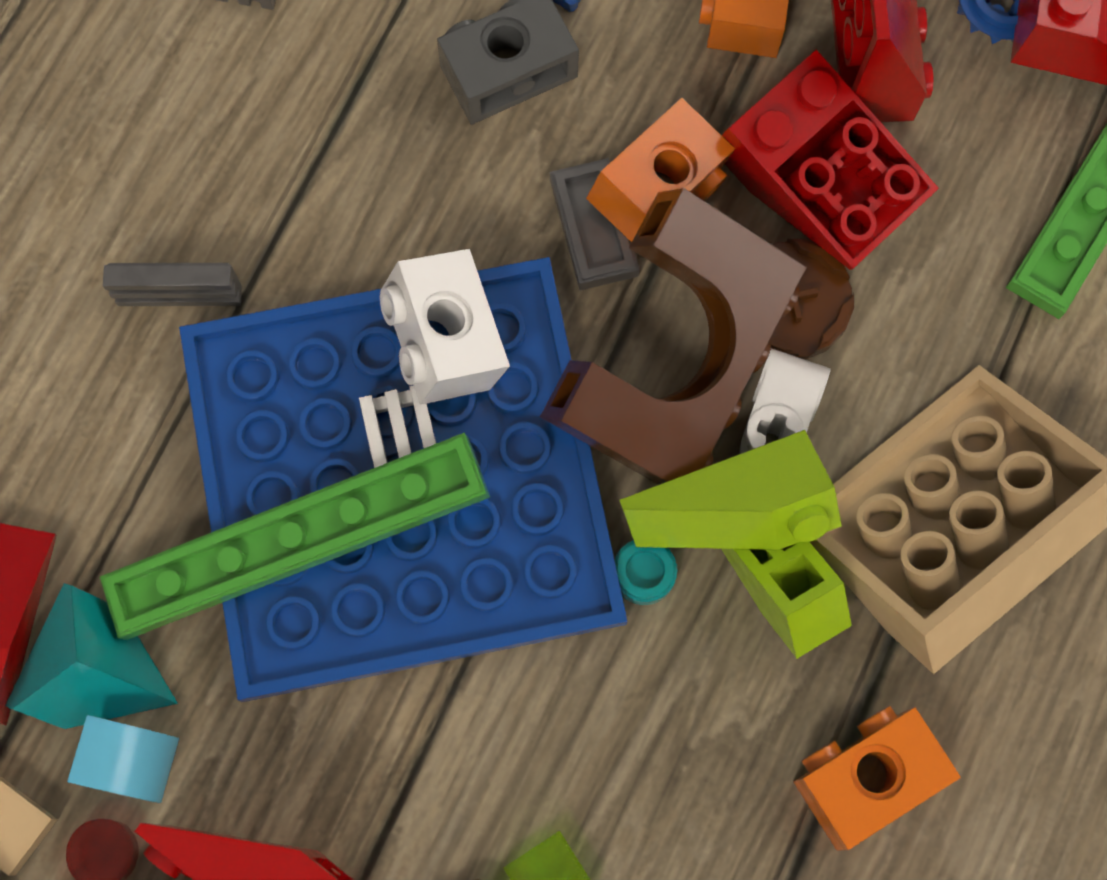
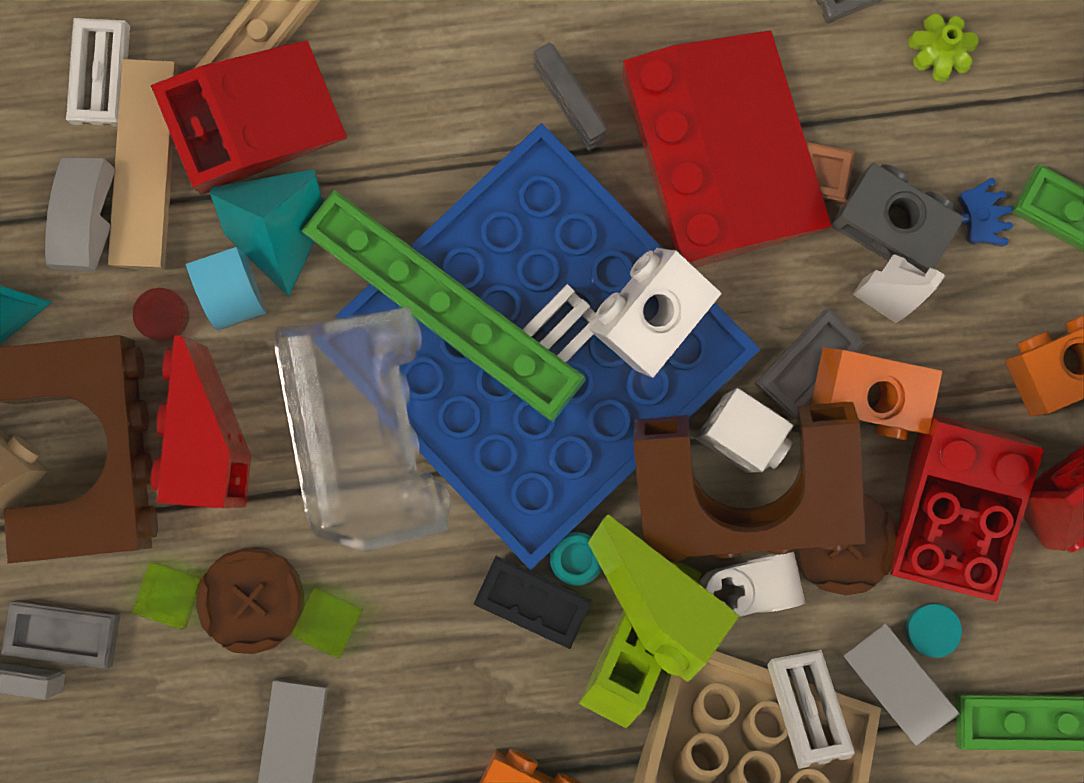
camera: 55 degrees right, 10 degrees up
(323, 171) = (724, 146): none -> red slope
(358, 708) = (355, 429): none -> clear windscreen
(415, 98) = (832, 170): none -> nougat tile
(575, 92) = (897, 288): none -> white slope
(623, 315) = (746, 433): none -> white brick
(662, 642) = (533, 602): none -> black plate
(930, 269) = (933, 630): none -> teal tile
(936, 437) = (822, 752): none -> white tile
(967, 328) = (901, 685): none -> light grey slope

